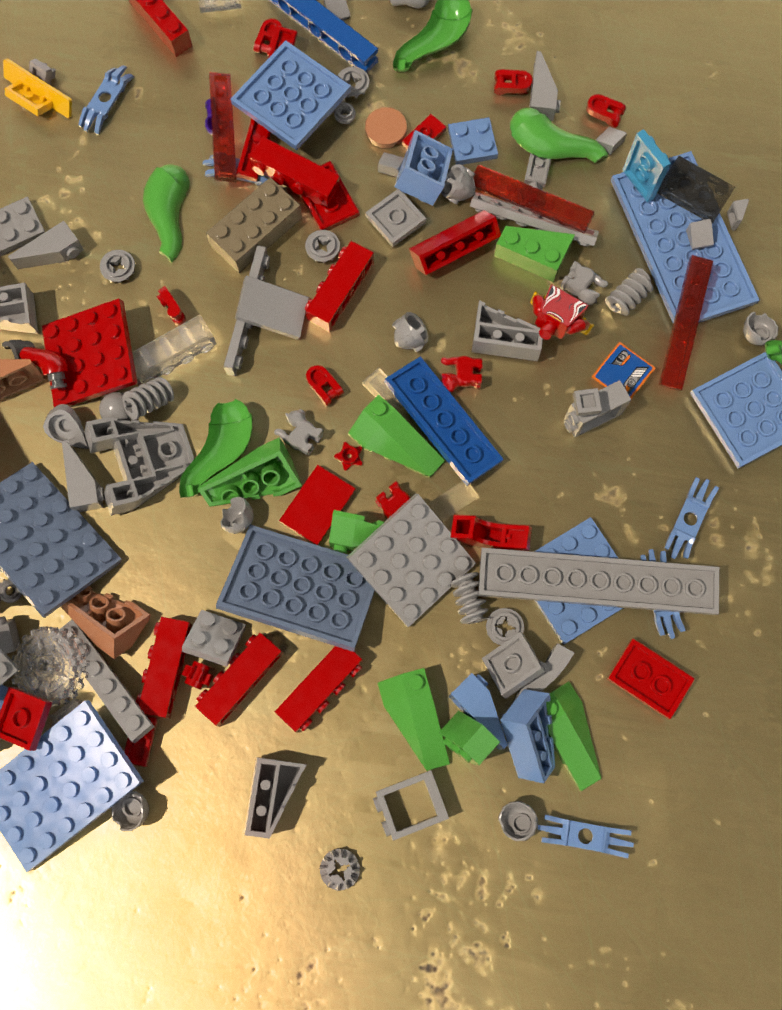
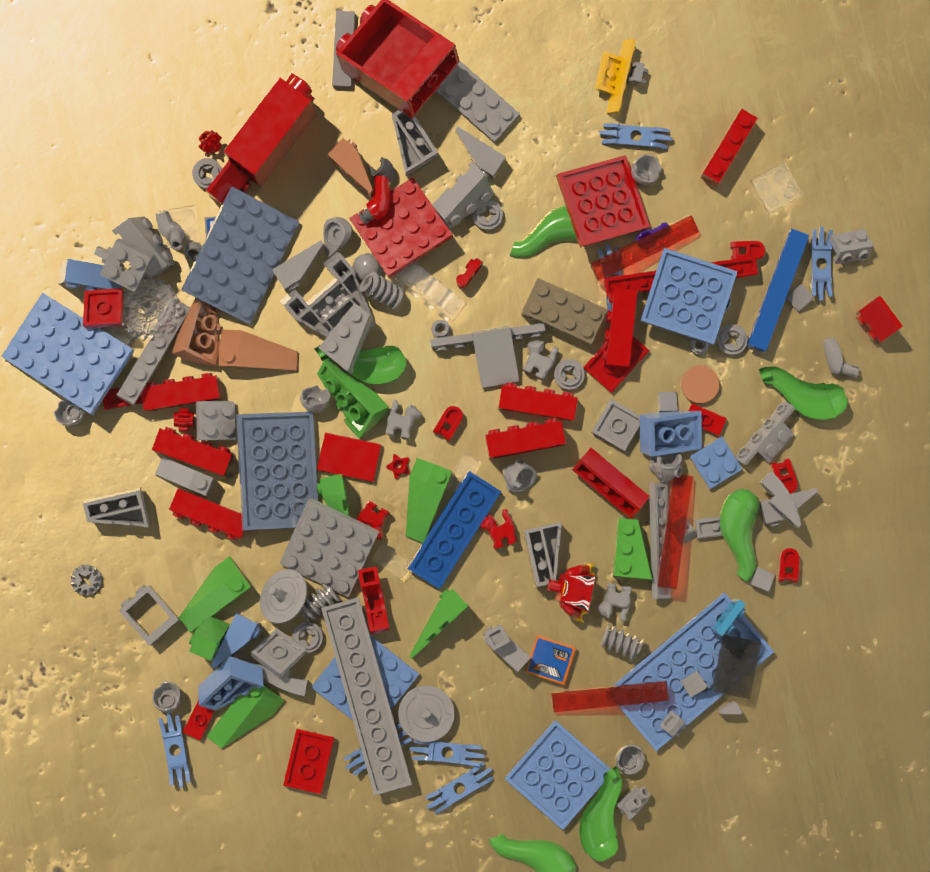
camera: 70 degrees right, 10 degrees up
(85, 272) = (464, 197): none -> light grey wedge
(143, 96) = (646, 169): none -> light grey hair
(155, 145) = (602, 201): none -> red plate
(155, 568) = (249, 351): none -> nougat wedge
(183, 452) = (347, 338): none -> light grey wedge
(213, 353) = (438, 323): none -> light grey plate
(264, 699) = (185, 476): none -> light grey slope
(295, 270) = (539, 361): none -> light grey animal
(373, 308) = (526, 439): none -> red piece
(449, 634) = (283, 596): none -> light grey piece
(465, 81) = (770, 436): none -> light grey bracket
(531, 460) = (444, 613): none -> bright green wedge
(537, 81) = (781, 499): none -> light grey slope
(559, 794) = (198, 721): none -> red plate
(639, 524) = (426, 713): none -> light grey piece
(735, 535) = (451, 796): none -> medium blue piece
(737, 269) = (672, 724): none -> light grey tile

